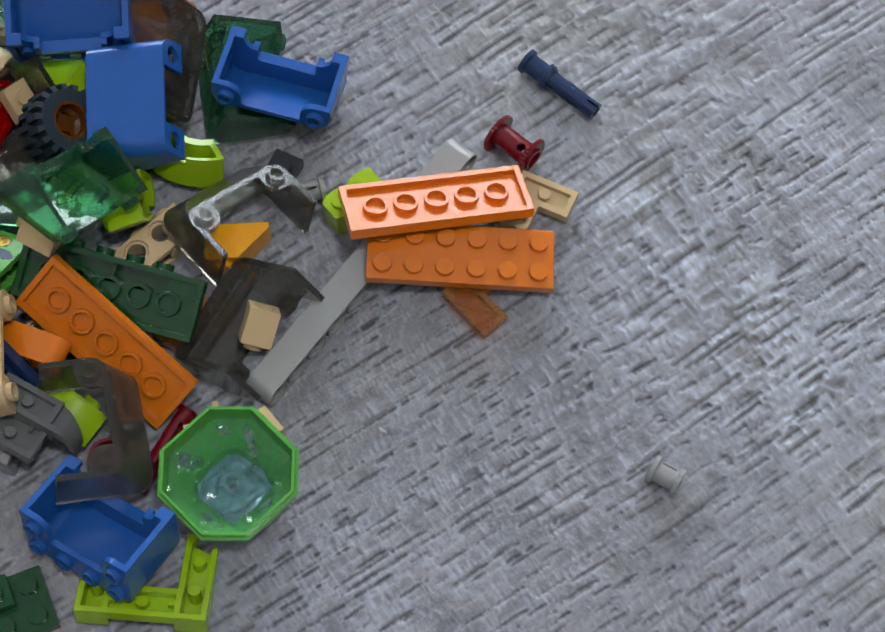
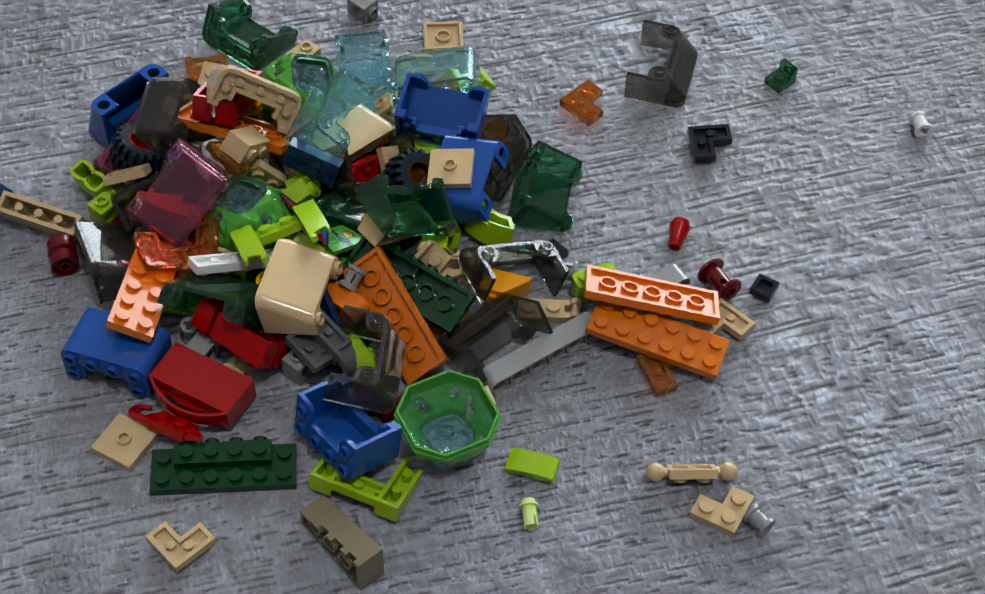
camera: 15 degrees right, 15 degrees down
(33, 310) = (349, 275): none -> light grey bush
(112, 101) = (453, 166): none -> tan plate
(129, 236) = (433, 254): none -> tan bracket
(259, 326) = (501, 339): tan brick -> none
(278, 84) = (567, 197): blue windscreen -> none
(311, 255) = (555, 309): none -> tan plate
(357, 493) = (532, 463): none -> lime slope
(375, 563) = (529, 510): none -> yellowish green pin
(438, 86) = (678, 232): none -> red cone
(548, 77) = (758, 247): dark blue pin -> none
(561, 435) = (681, 472): none -> tan plate
(574, 135) = (764, 287): none -> black plate
(618, 483) = (725, 516): none -> tan plate

